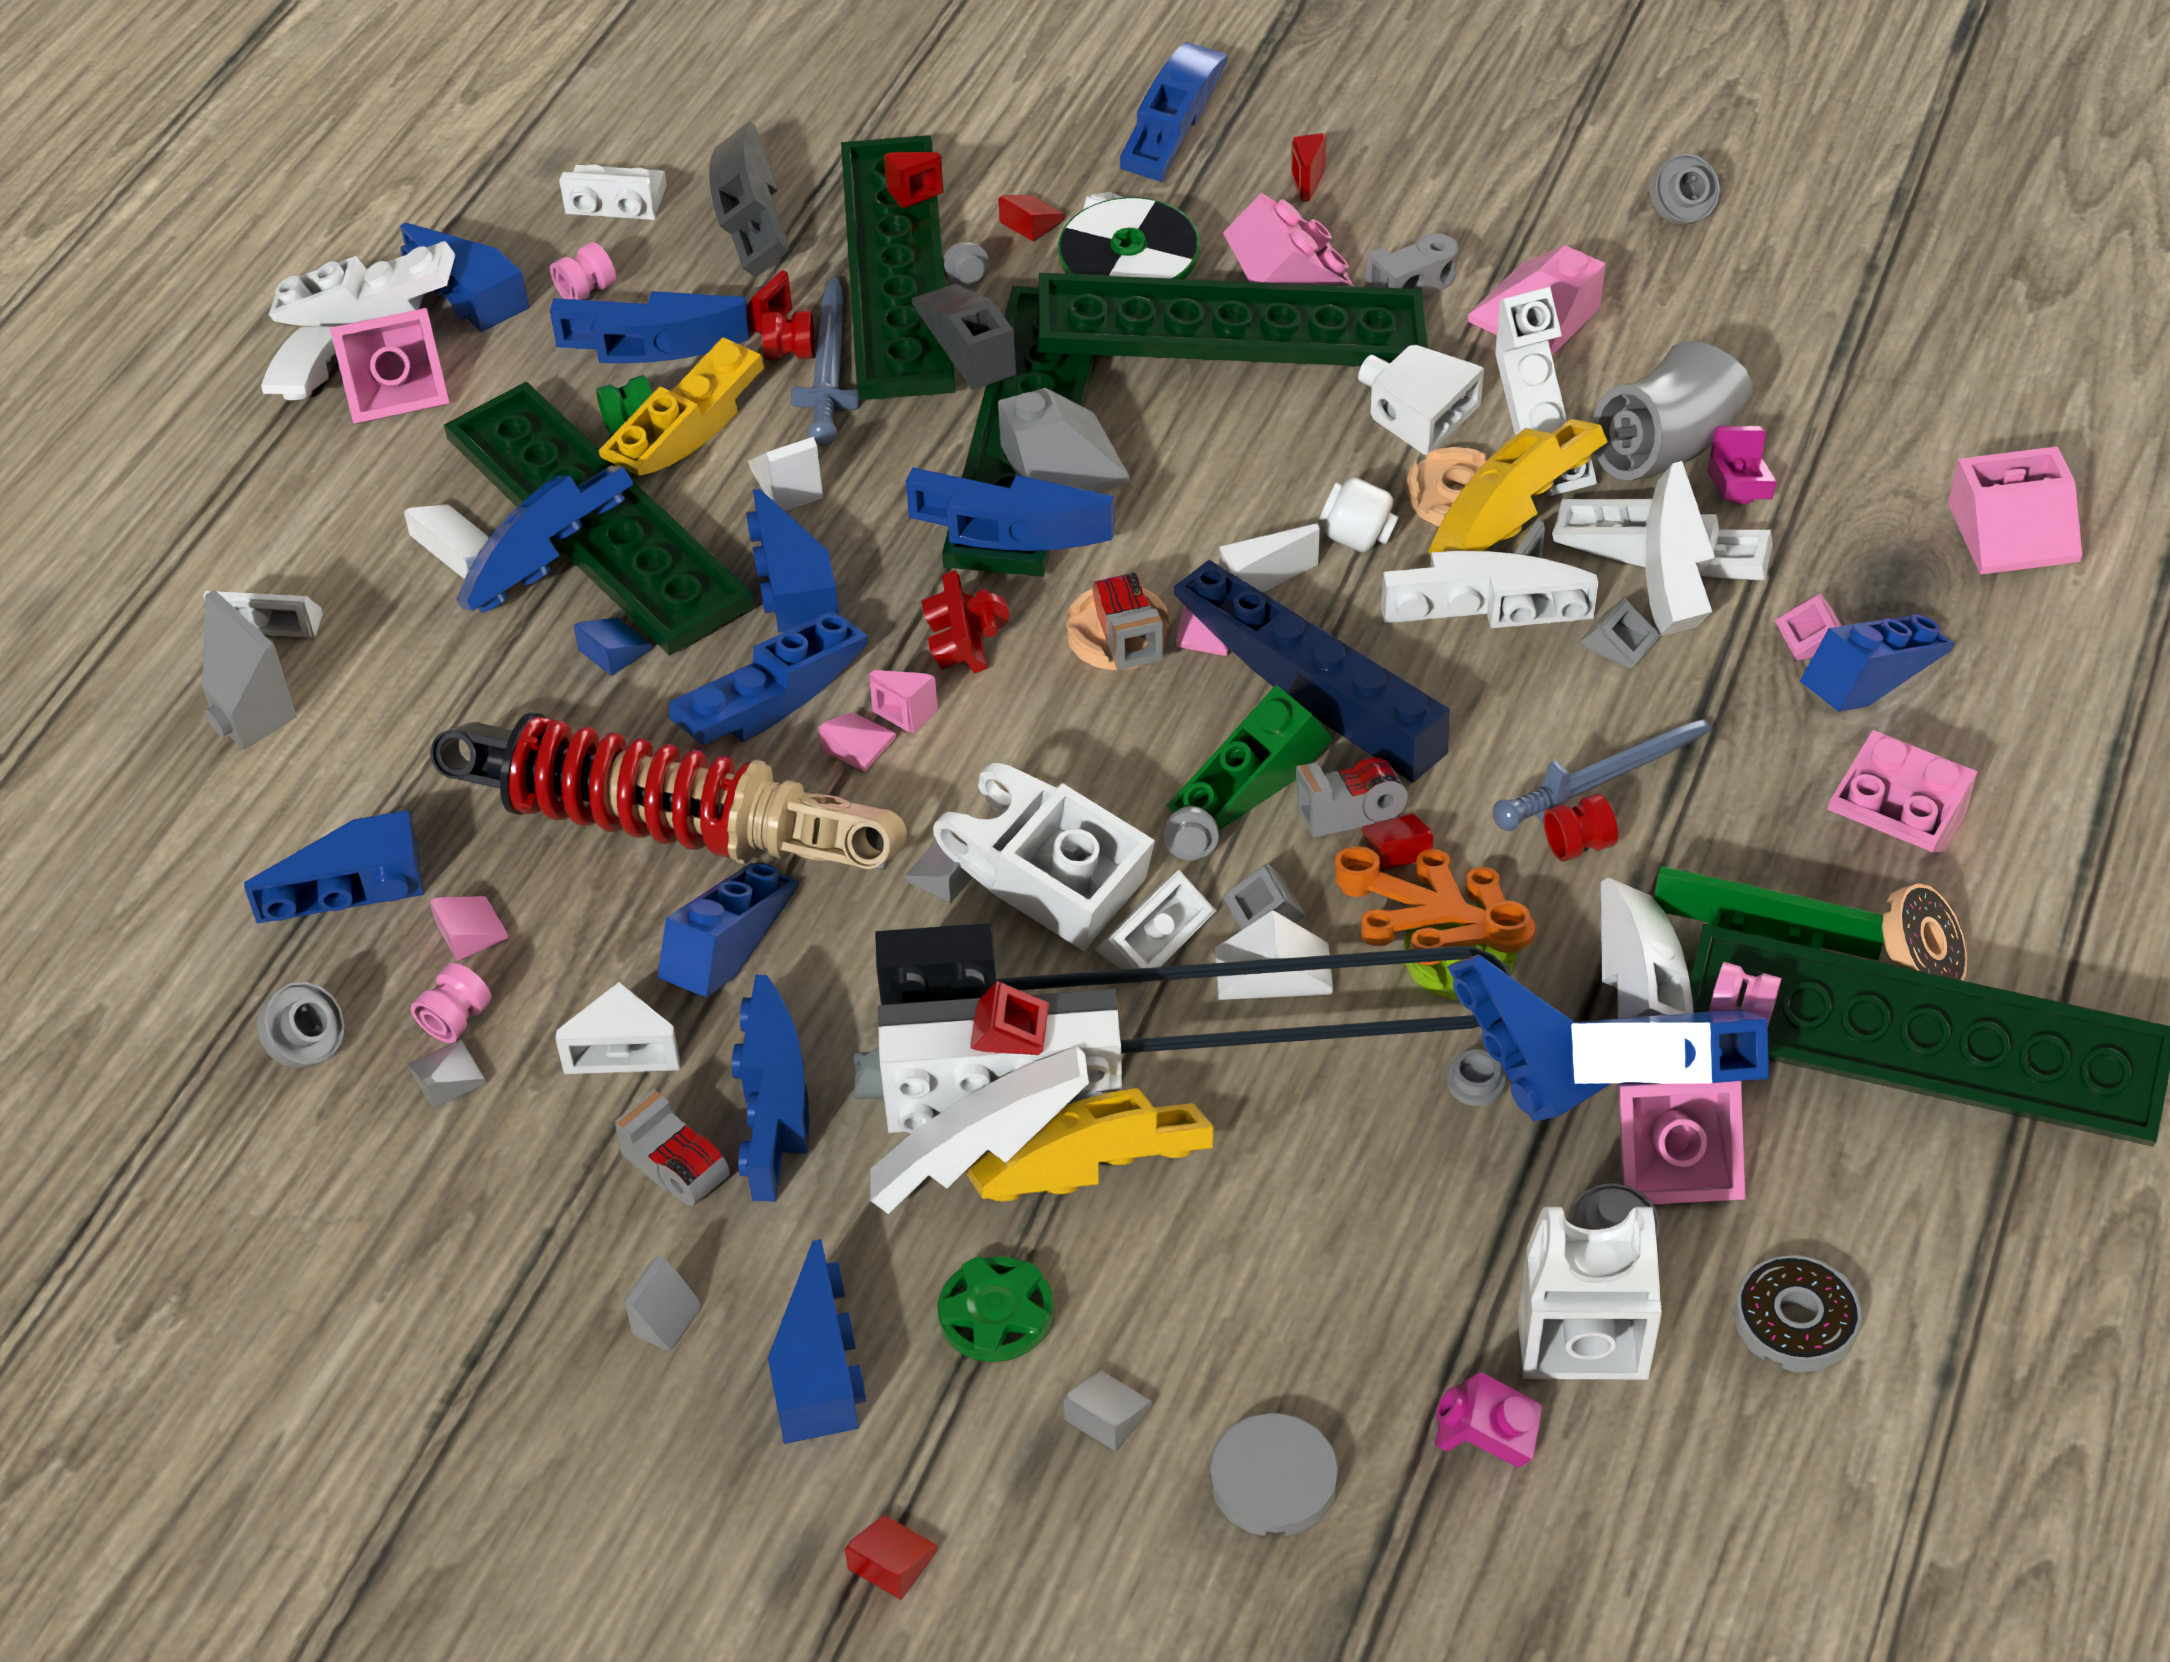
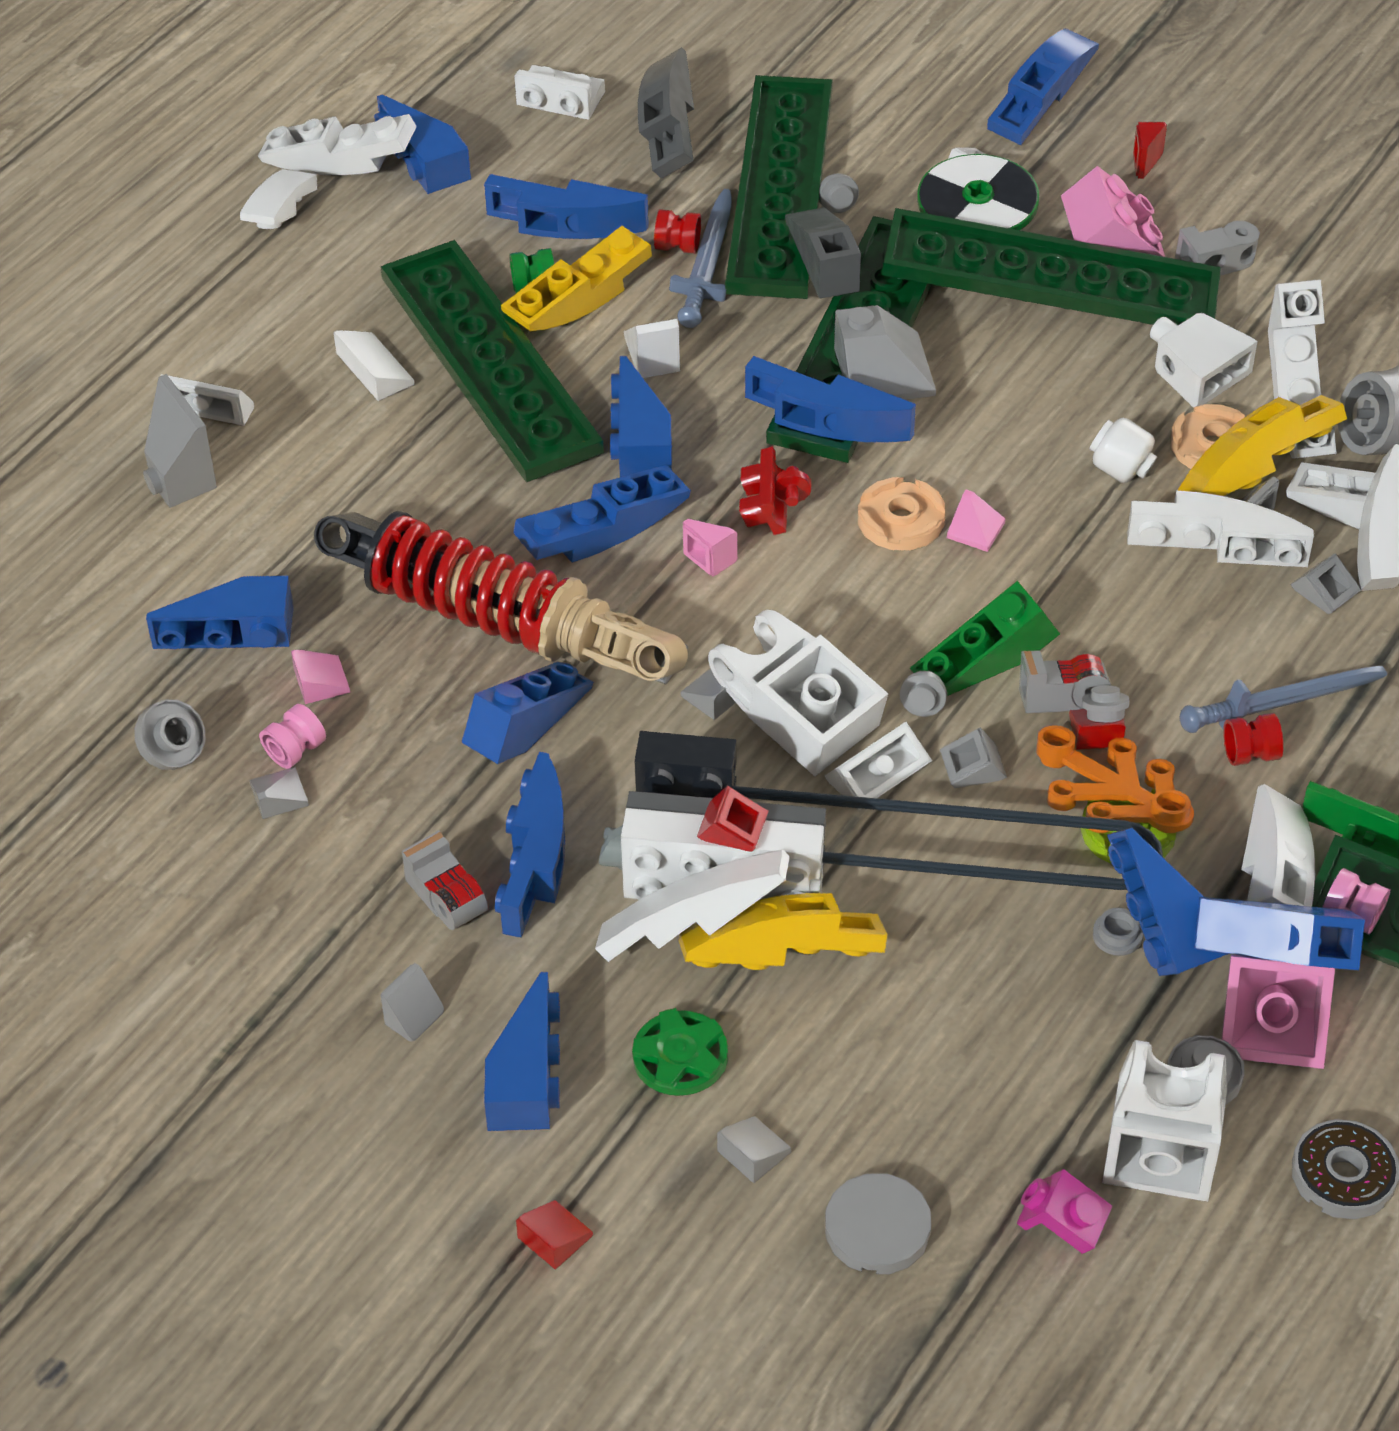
camera: 10 degrees right, 0 degrees up
(389, 365) = (346, 211): bright pink slope -> none
(522, 543) = (422, 372): blue slope -> none
(583, 273) = (519, 156): bright pink wheel -> none
(610, 643) = (479, 465): blue slope -> none
(617, 1036) = (419, 784): white slope -> none
(771, 298) = (670, 198): red slope -> none
(854, 740) = (663, 574): bright pink slope -> none
(913, 176) = (808, 112): red slope -> none
(1028, 215) = (900, 158): red slope -> none
(1128, 614) = (907, 504): leg -> none
(1272, 558) = (1036, 478): white slope -> none
(1273, 938) = (969, 789): white slope -> none
(1321, 672) = (1061, 577): dark blue slope -> none
(1405, 813) = (1105, 704): none -> light grey plate
(1574, 284) = (1347, 286): bright pink slope -> none

